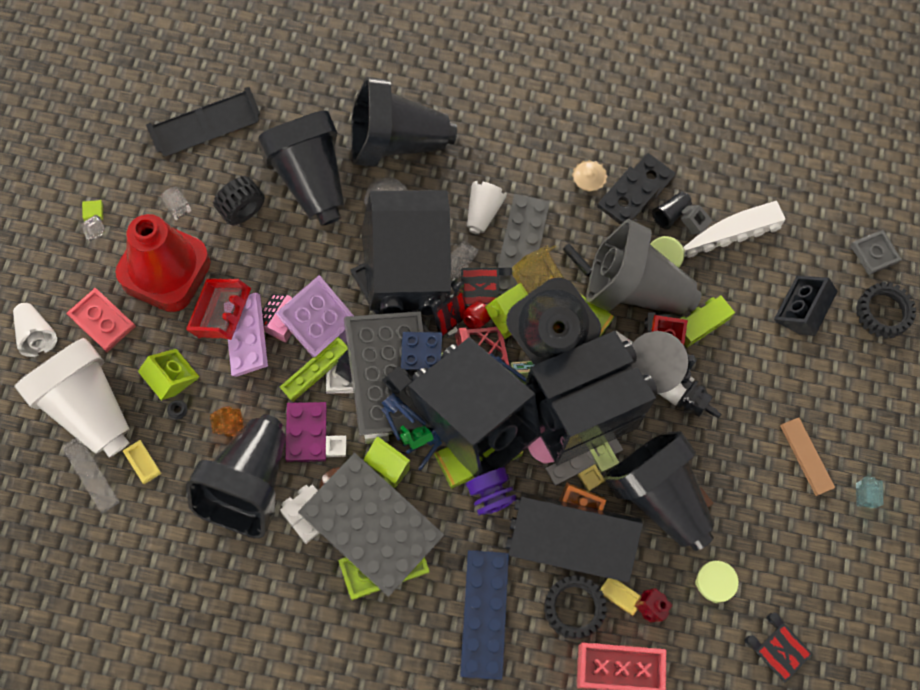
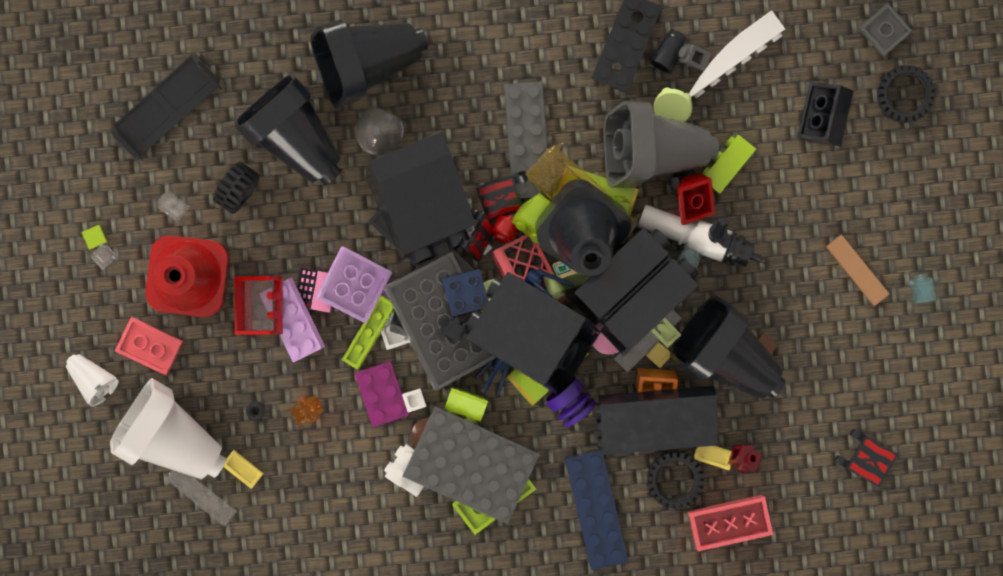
camera: 10 degrees left, 20 degrees up
(167, 373) = (234, 380): lime slope -> none
(241, 481) = (342, 460): black cone -> none
(393, 404) = (456, 354): dark blue plant -> none
(416, 438) = (487, 374): green bracket -> none
(462, 258) = (472, 172): clear tile -> none
(483, 206) = (477, 112): white cone -> none
(577, 259) = (586, 135): black piece -> none
(589, 175) = (574, 41): tan piece -> none
(662, 358) = (692, 232): flat silver sticker -> none
(717, 581) = (798, 416): yellowish green tile -> none

